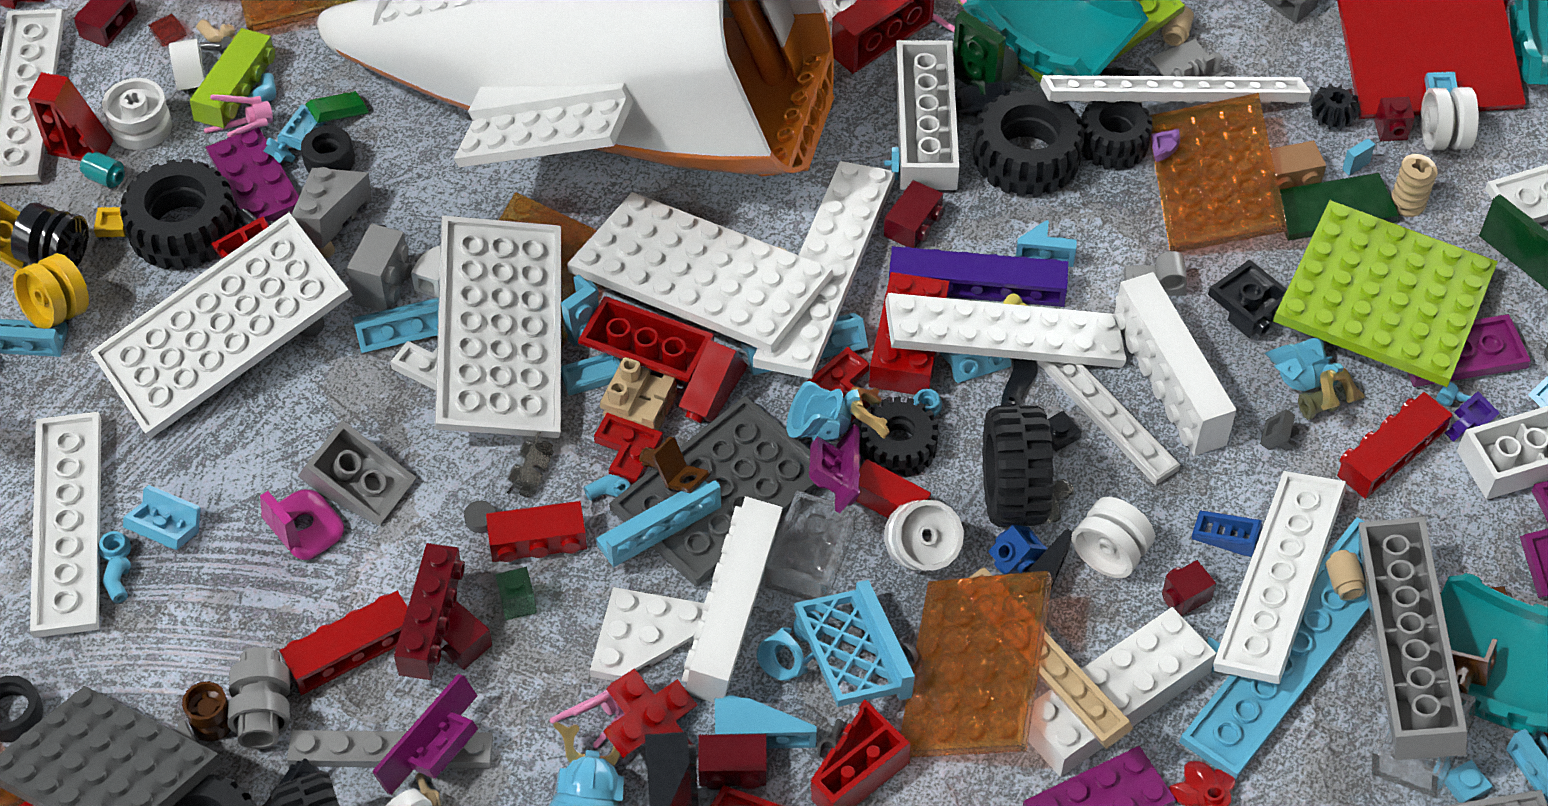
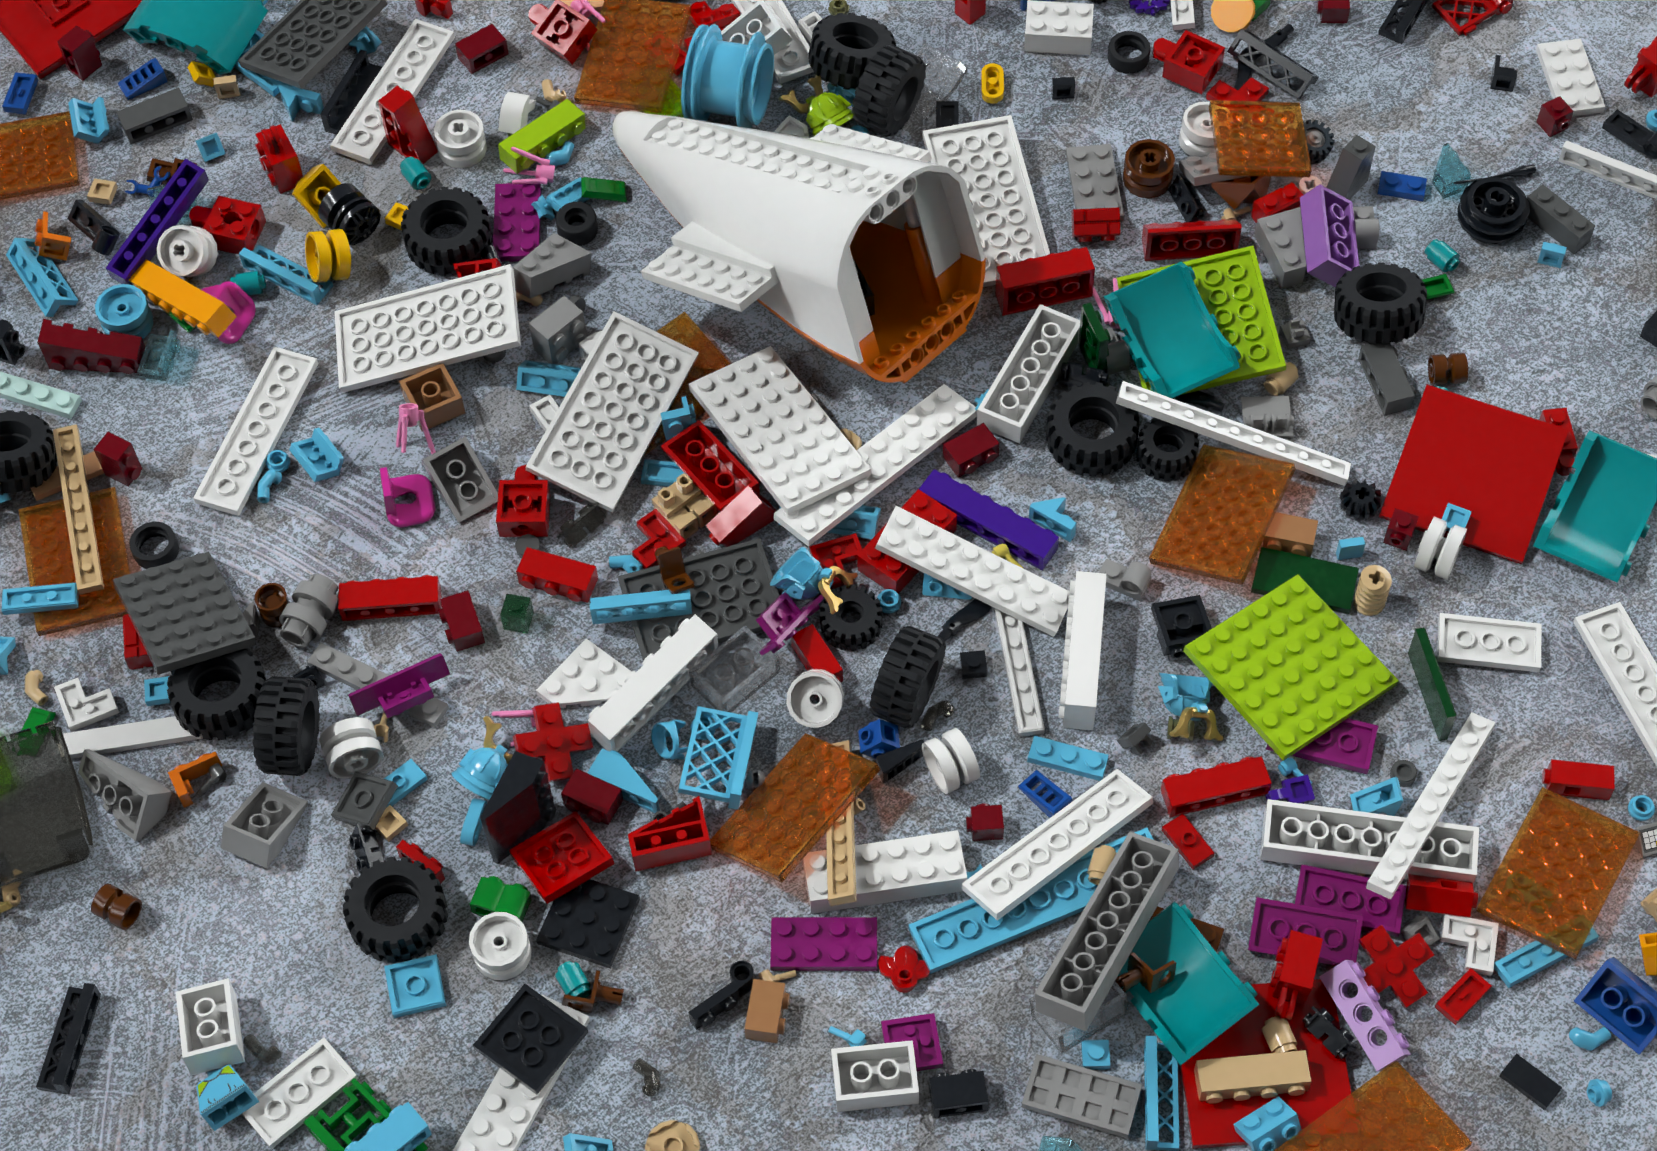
camera: 30 degrees right, 5 degrees up
(167, 30) = (520, 77): clear red tile -> none
(259, 424) = (408, 417): none -> bright pink plant
(269, 397) = (435, 394): none -> medium nougat brick
(429, 611) = (444, 600): dark red brick -> none
(452, 470) = (523, 505): none -> red brick
(1165, 144) = (1198, 474): medium lavender tile -> none
(1223, 484) = (1068, 758): none -> medium azure plate
(1393, 506) = (1188, 841): none -> red plate

